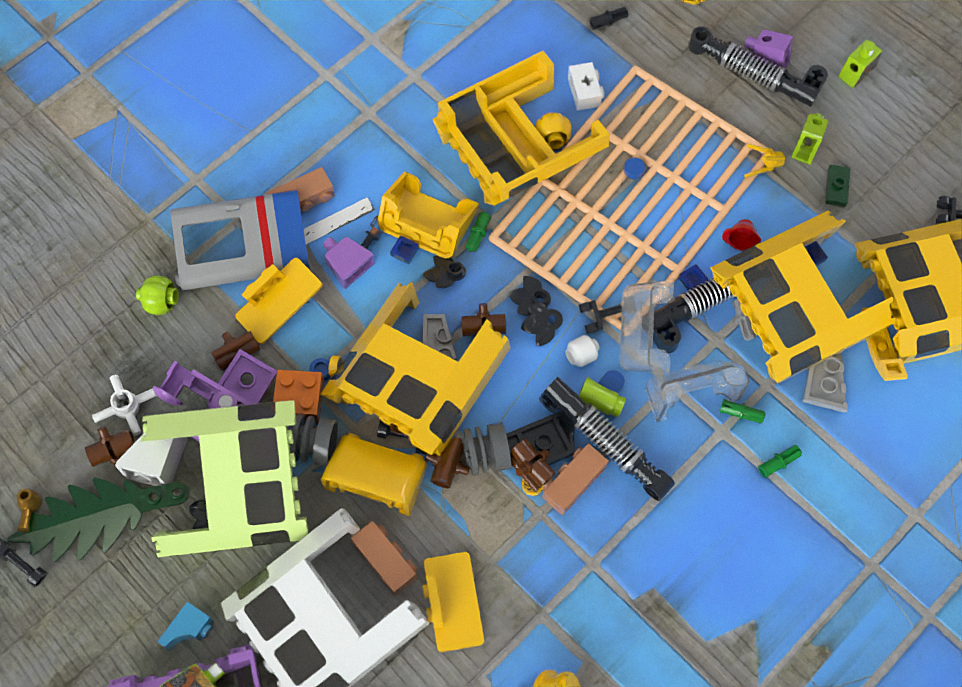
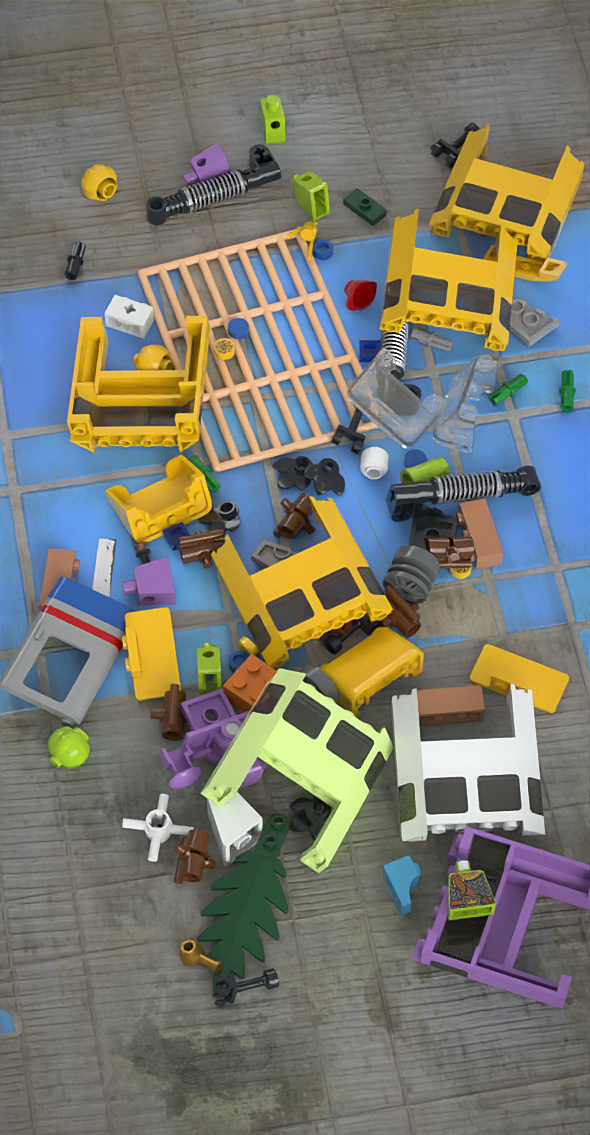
camera: 55 degrees left, 10 degrees down
(290, 349) = (208, 663): none -> lime torso
(403, 272) = (200, 546): none -> reddish brown pin
(606, 170) = (224, 349): none -> tile
(767, 181) = (322, 249): none -> blue tile

